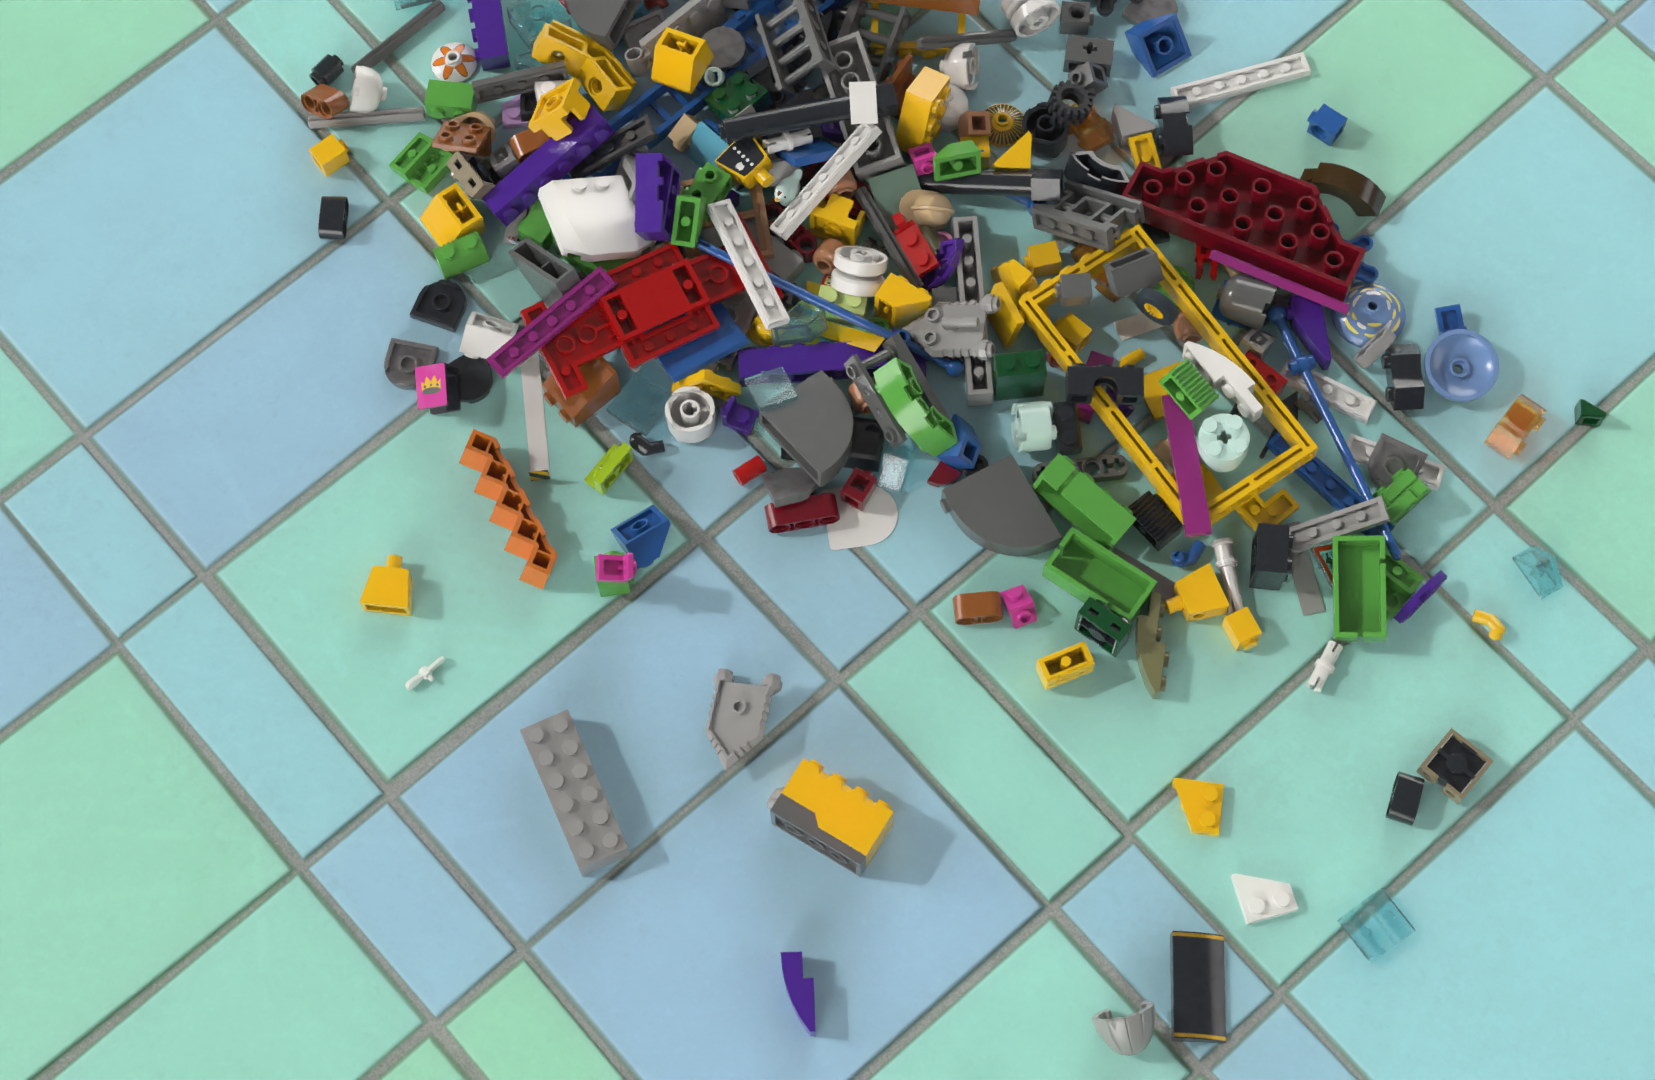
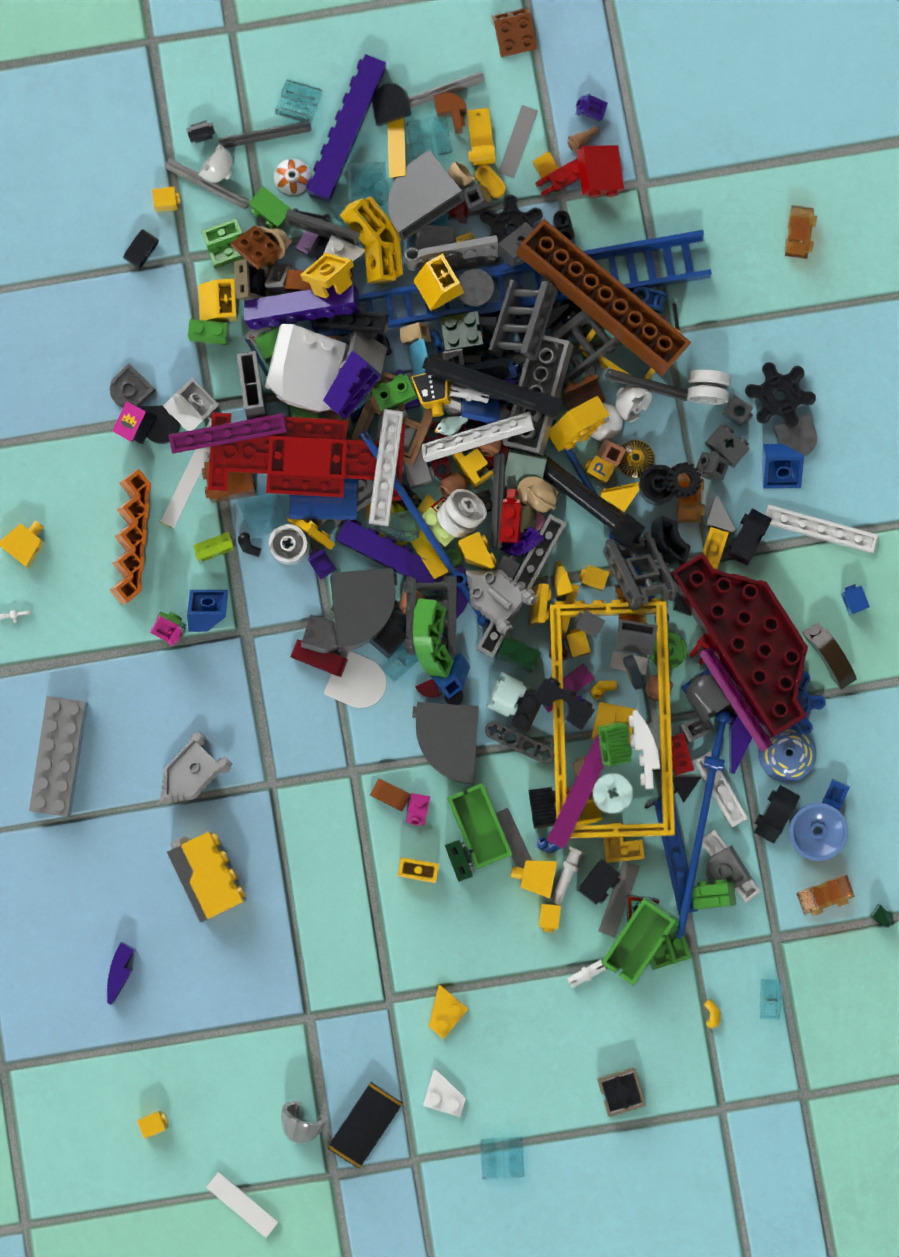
camera: 30 degrees right, 15 degrees up
(324, 101) = (184, 156): dark orange beam -> none
(440, 305) = (175, 358): black tile -> none
(688, 220) = (365, 412): bright green slope -> none
(710, 78) = (453, 305): light aqua hinge -> none
(749, 470) = (304, 606): red piece -> none
(771, 389) = (349, 562): clear light blue piece -> none
(853, 496) = (358, 664): dark red brick -> none
(863, 102) = (532, 402): white sticker -> none
(922, 158) = (557, 458): dark pink bracket -> none
(957, 161) = (577, 475): bright green slope -> none
(1083, 502) = (501, 771): bright green piece -> none
(1149, 653) = (479, 897): olive slope -> none
(1308, 405) = (699, 790): dark grey pin -> none
(1339, 523) = (656, 889): light grey plate -> none
(1374, 347) = (771, 781): light grey beam -> none
(1405, 798) = (576, 1091): black beam -> none
(1420, 597) = (672, 971): dark purple tile -> none

